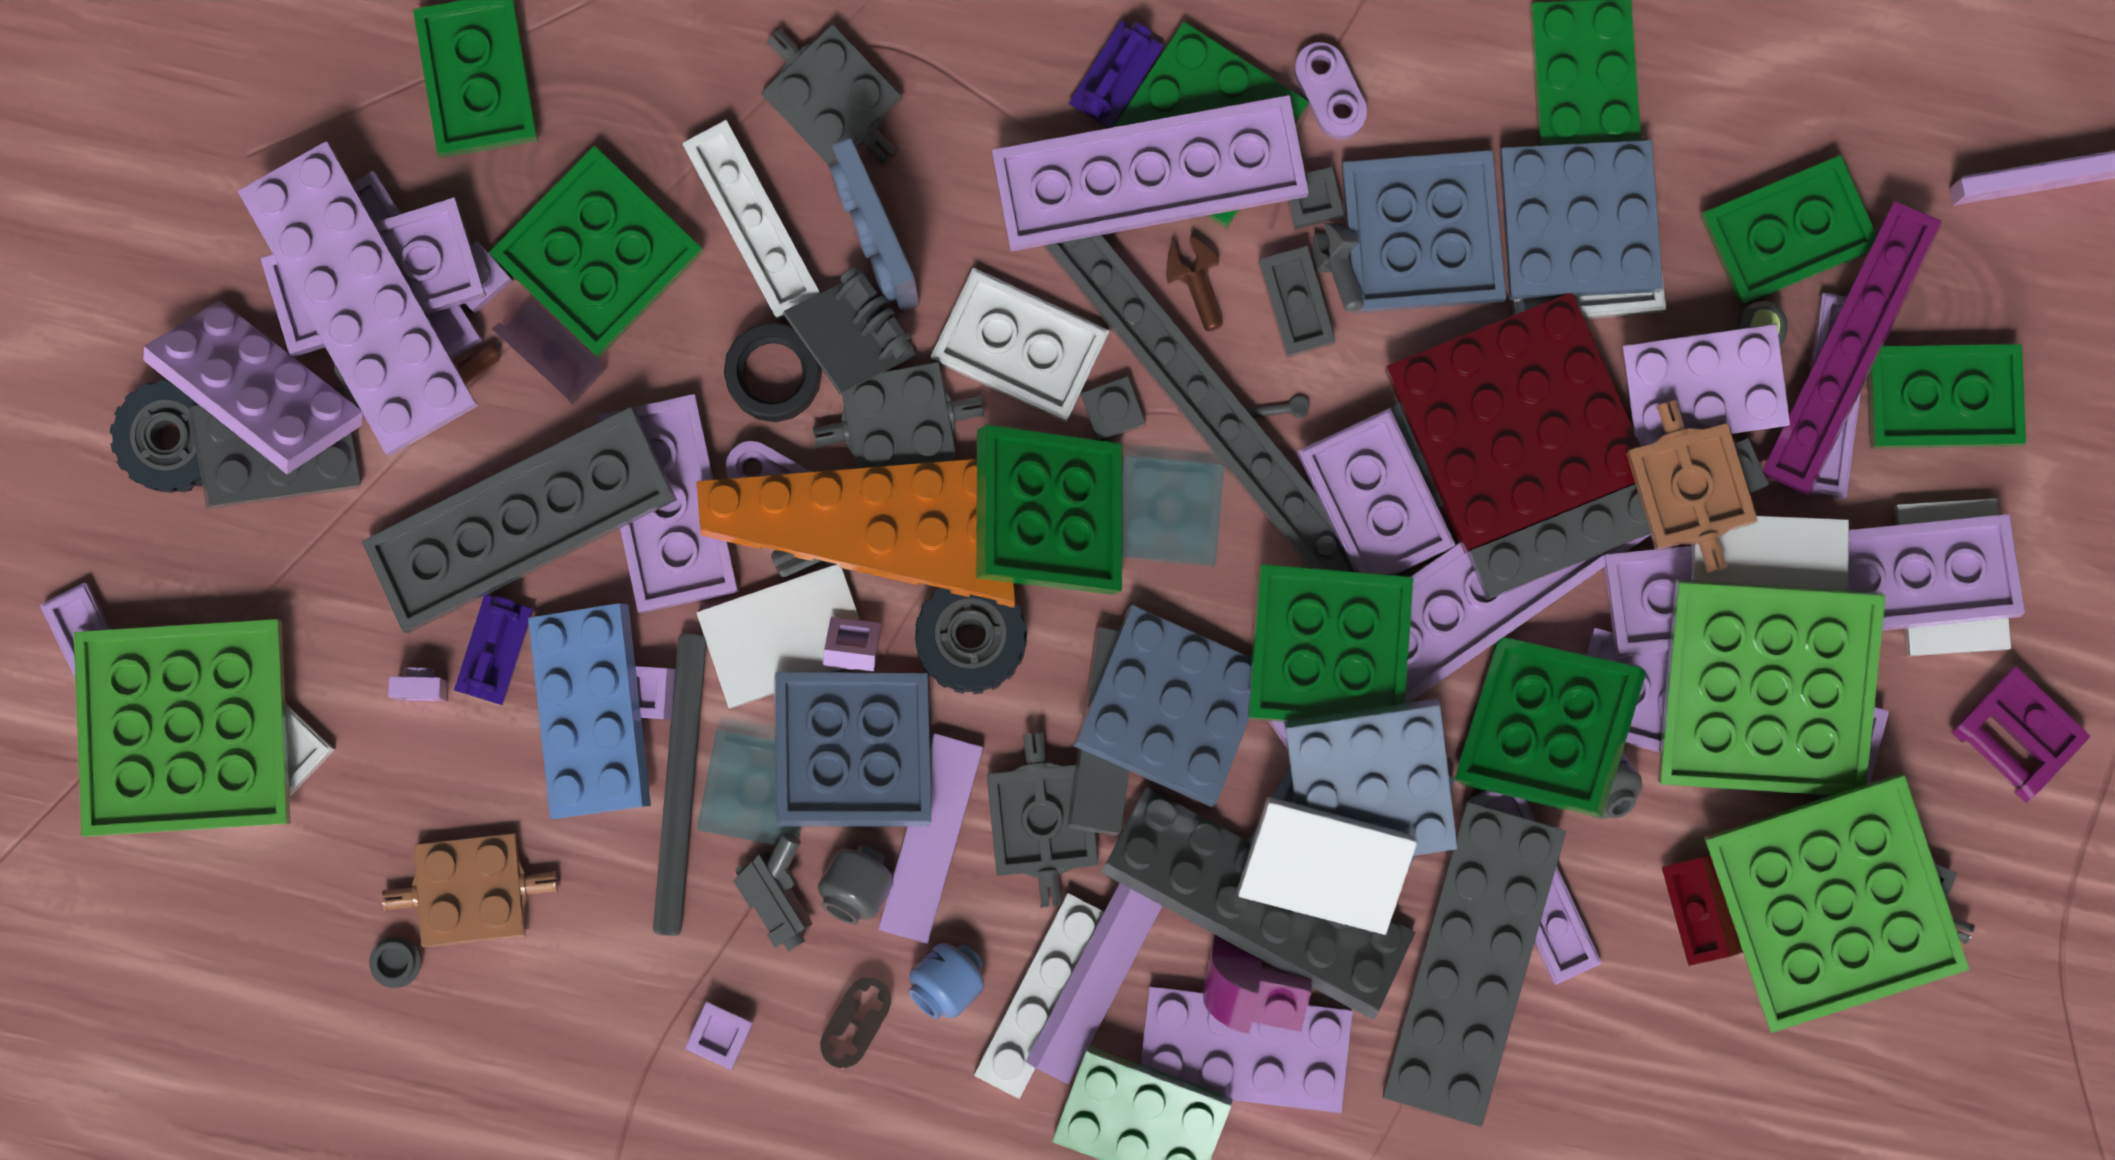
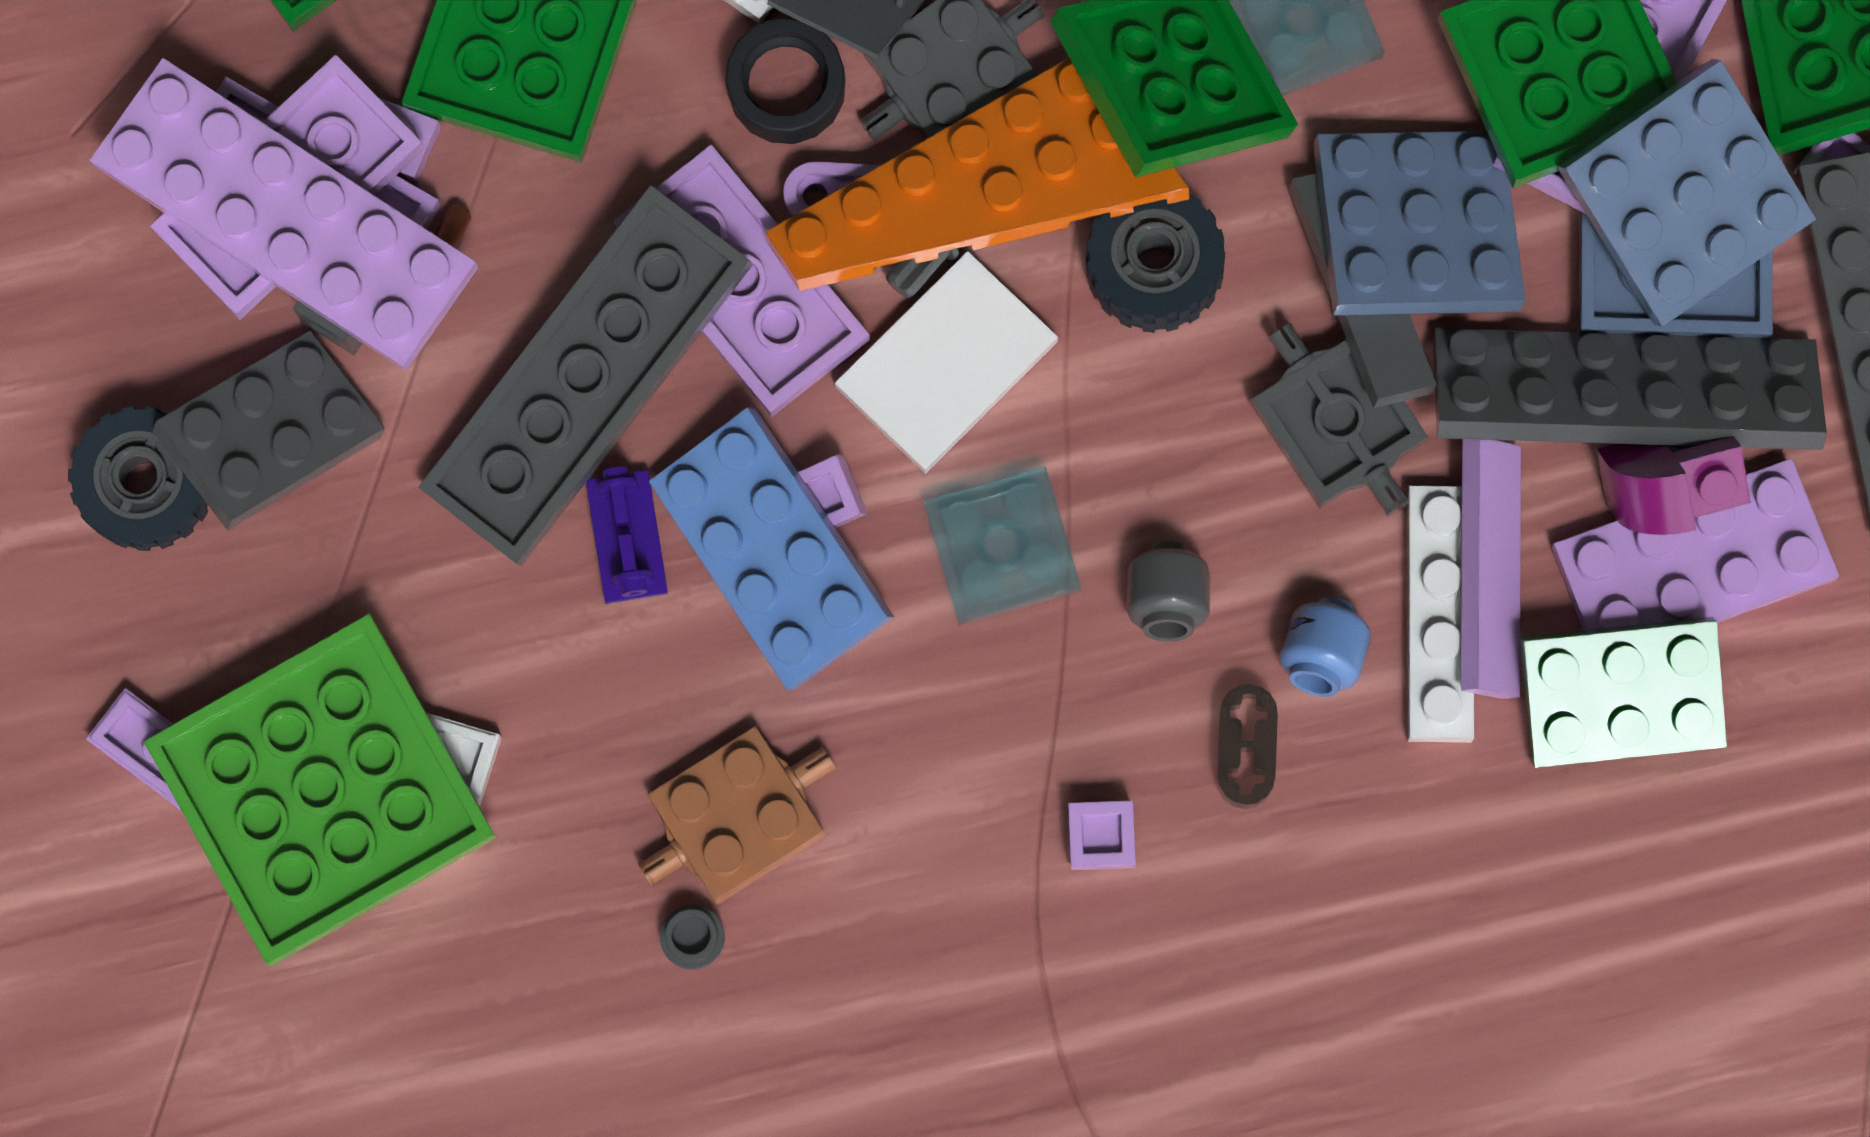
camera: 20 degrees left, 5 degrees down
(253, 386) = (212, 369): lavender plate -> none
(418, 685) = (563, 616): lavender plate -> none
(551, 351) = (524, 180): clear purple panel -> none
(679, 785) = (913, 583): dark grey axle -> none
(767, 888) = (1070, 646): dark grey piece -> none
(852, 644) = (1030, 327): lavender plate -> none
(852, 749) = (1089, 442): sand blue plate -> none
(930, 848) = (1225, 503): lavender tile -> none
(1326, 865) = (1685, 302): white tile -> none

